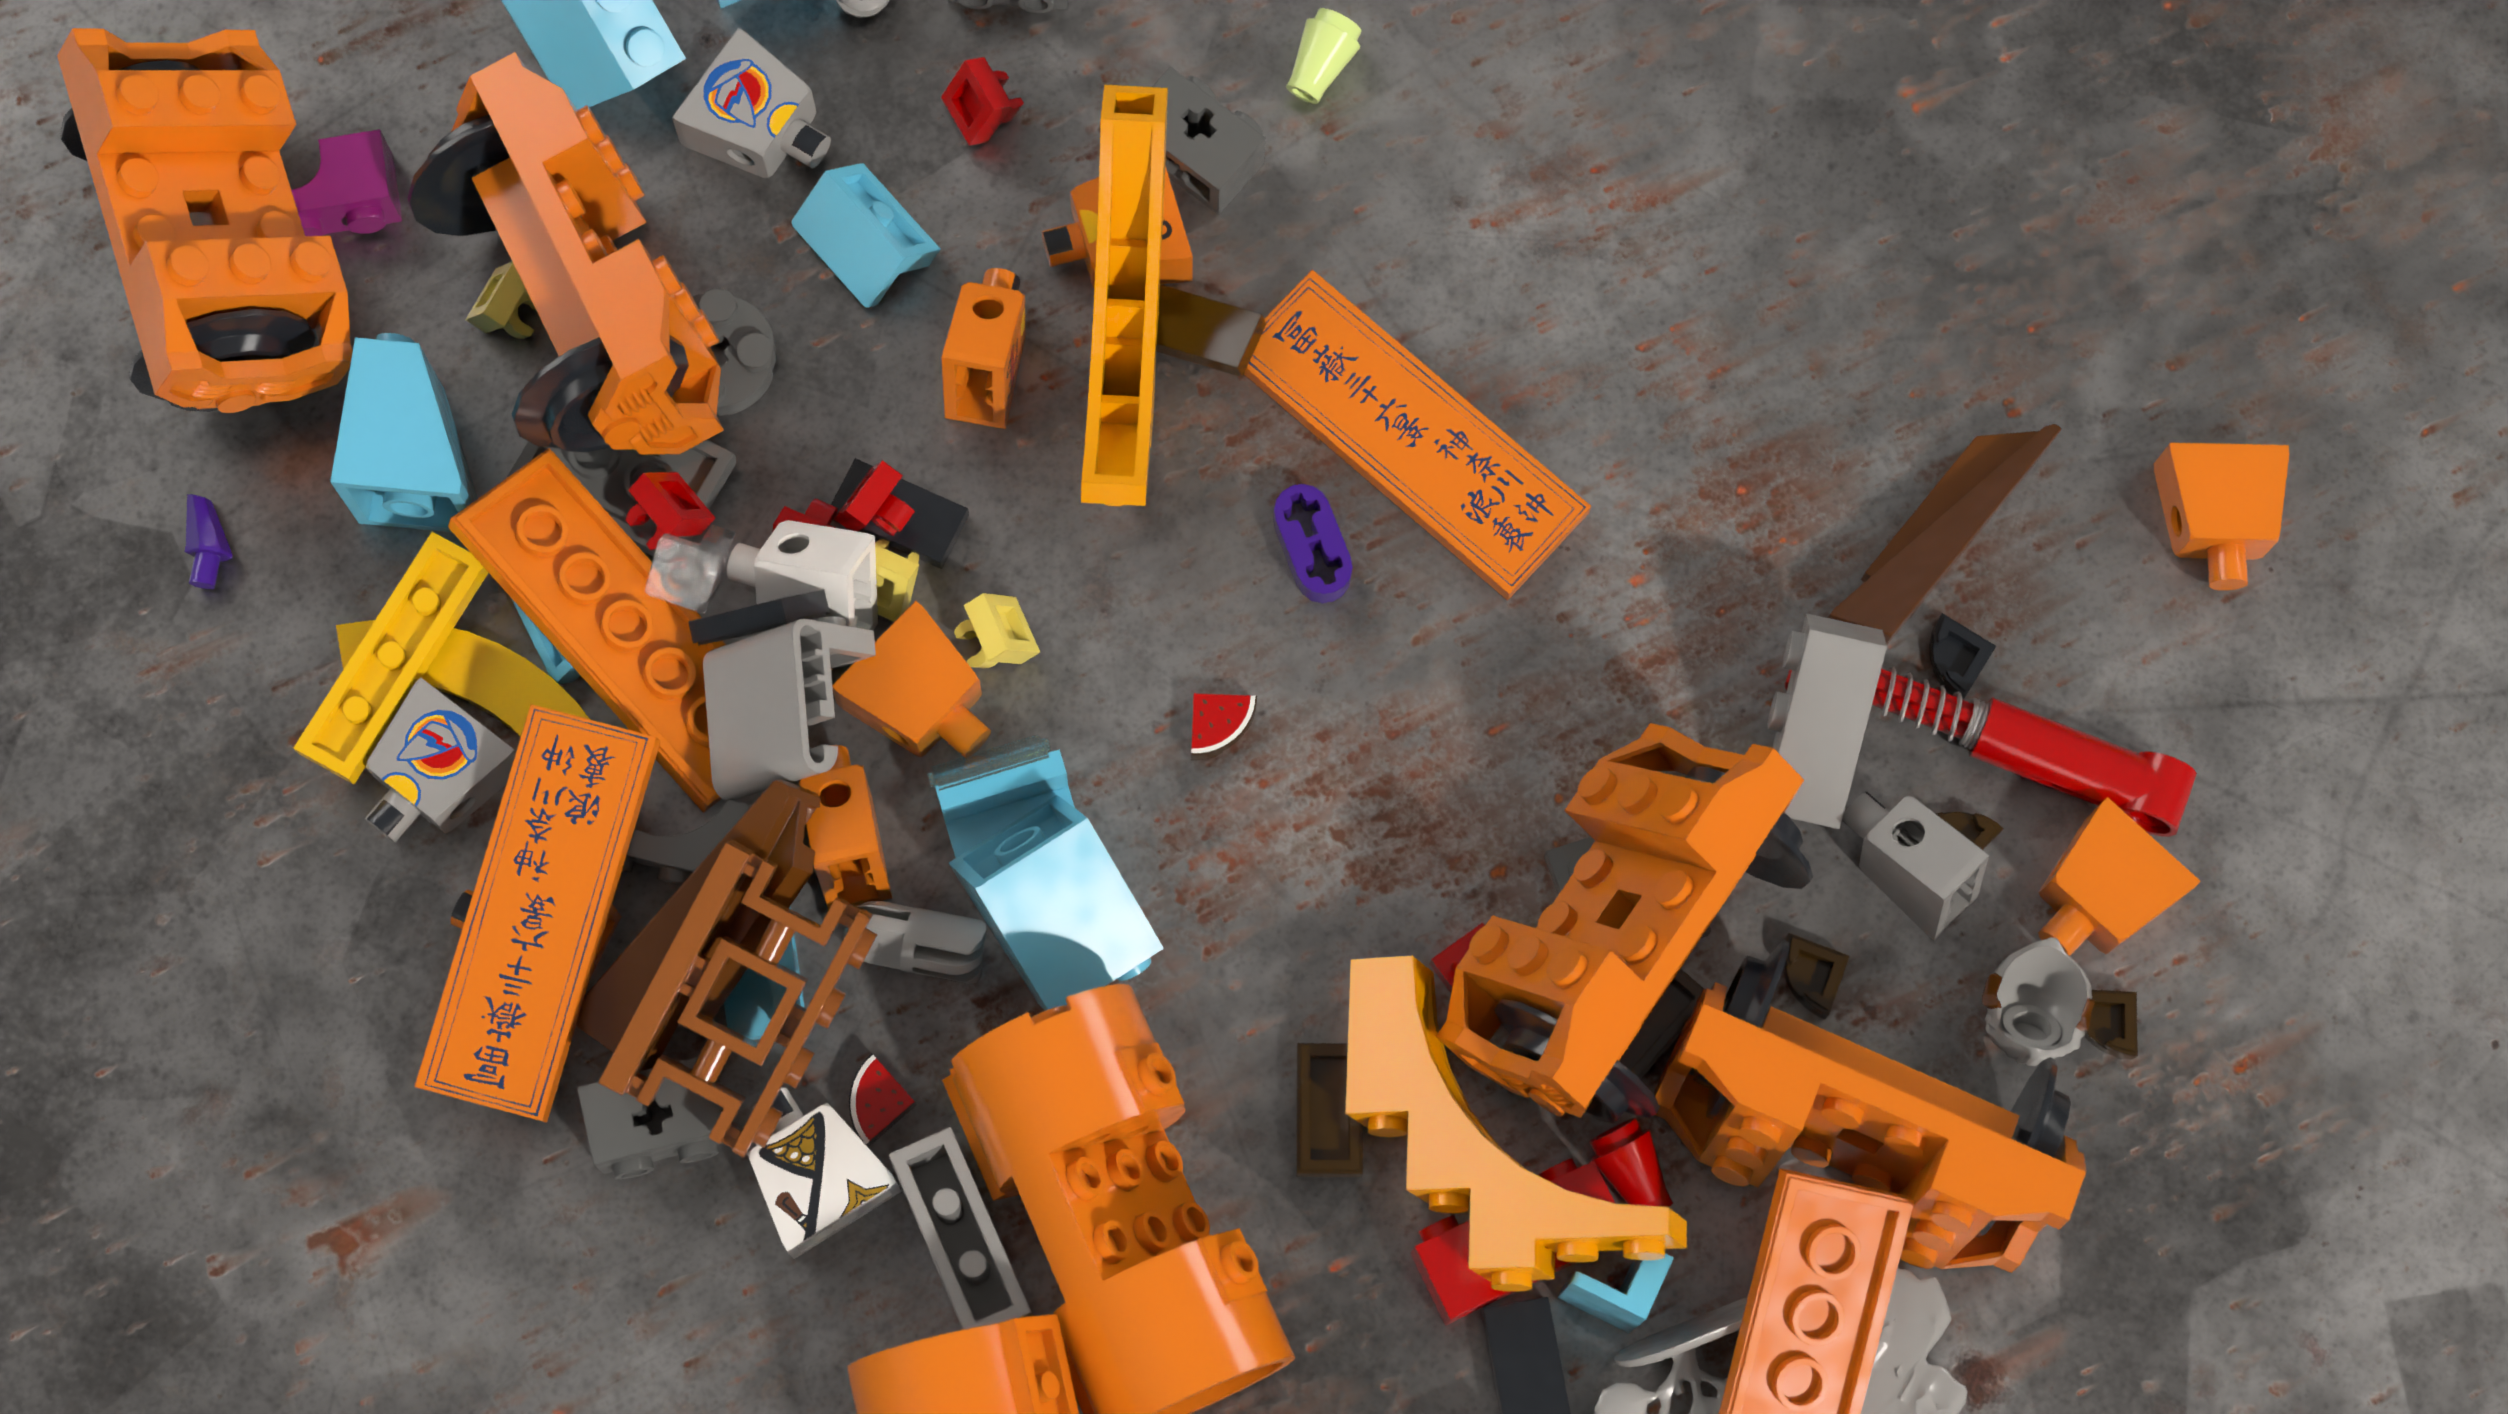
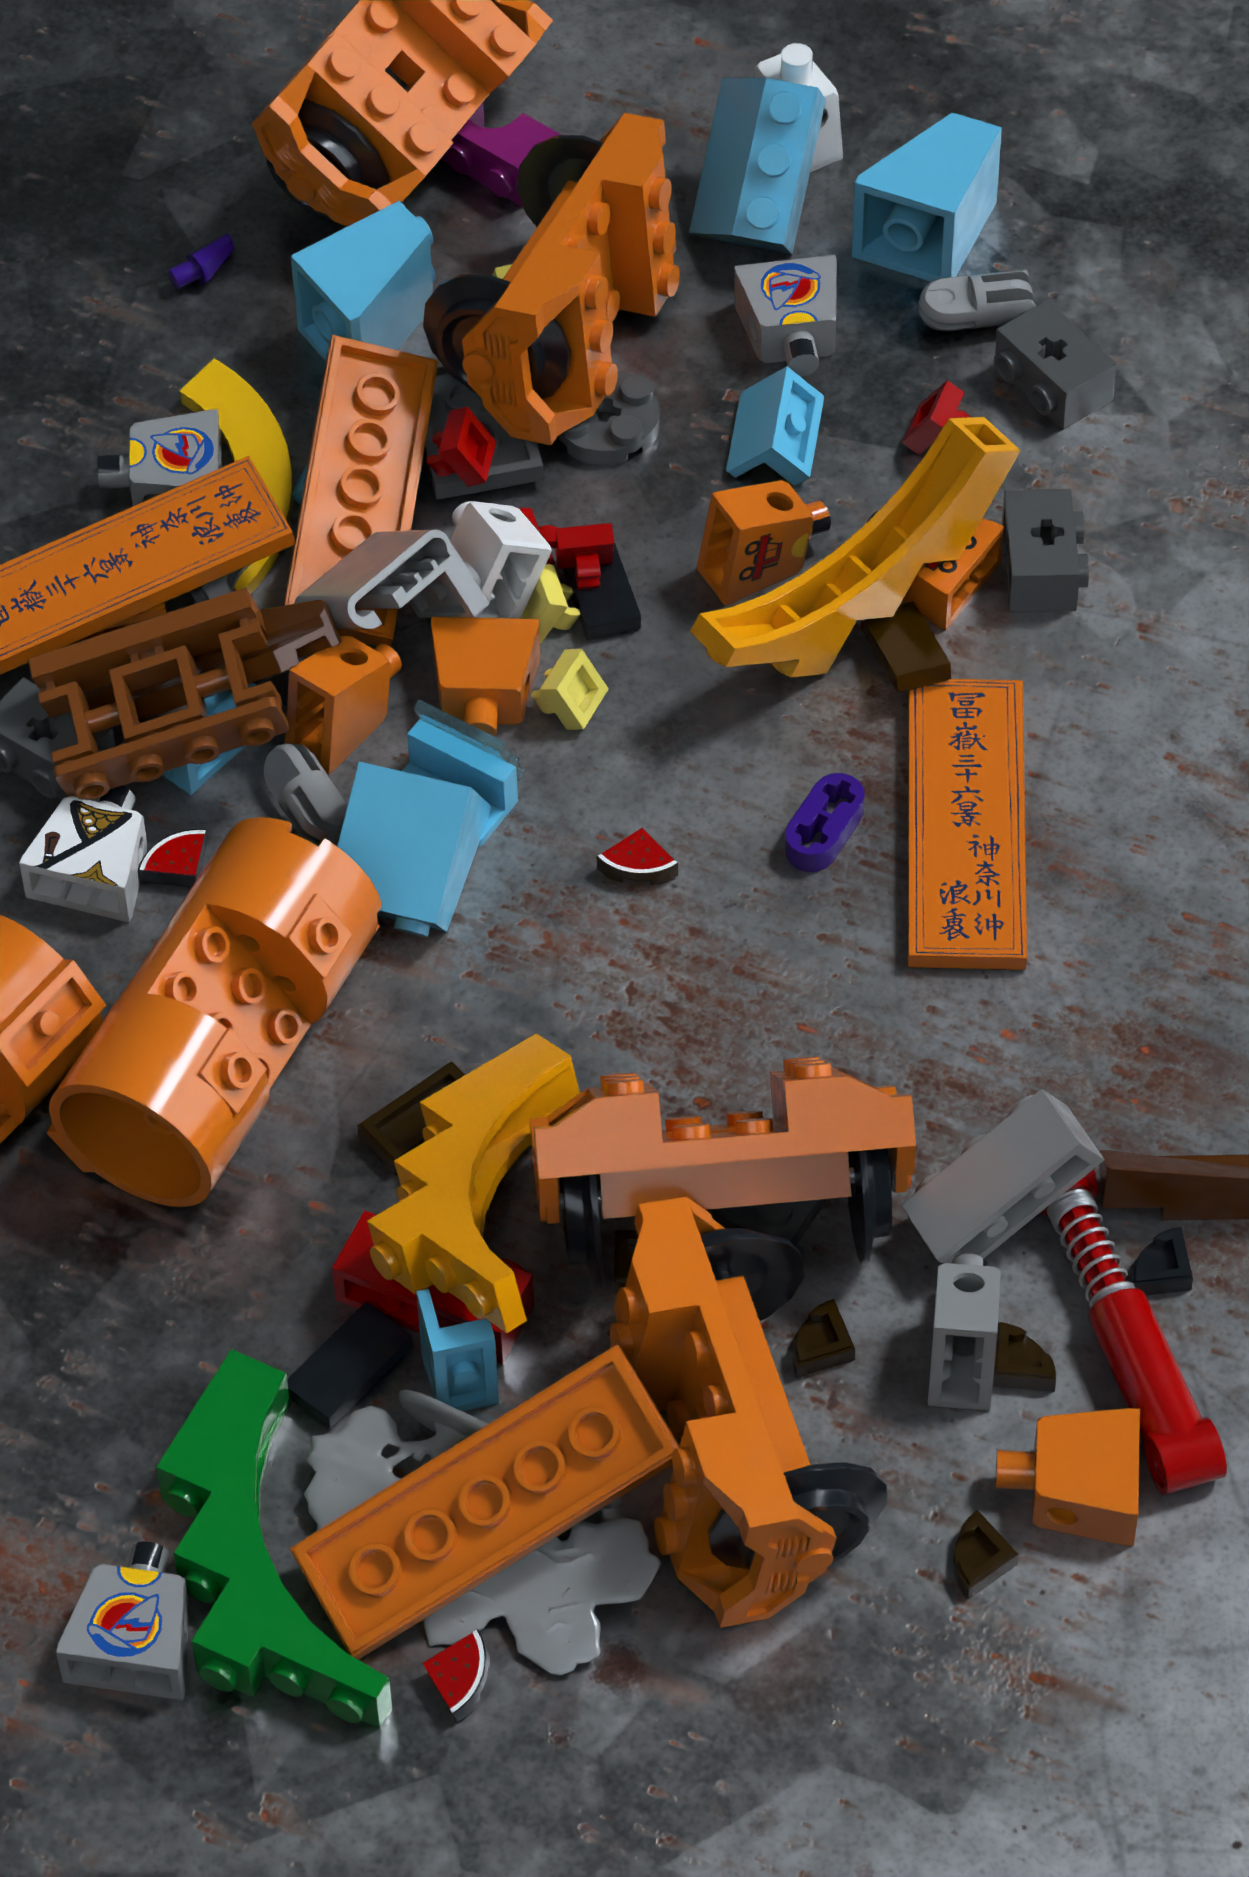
camera: 55 degrees right, 20 degrees down
(392, 657) = (231, 387): yellow plate -> none
(688, 570) = (433, 490): clear bracket -> none
(758, 617) = (463, 542): black tile -> none
(959, 1231) = (128, 929): light grey brick -> none
(1324, 51) = (1187, 577): yellowish green cone -> none
(1631, 1164) = (558, 1319): red cone -> none
(2038, 1003) = (937, 1481): light grey hair -> none

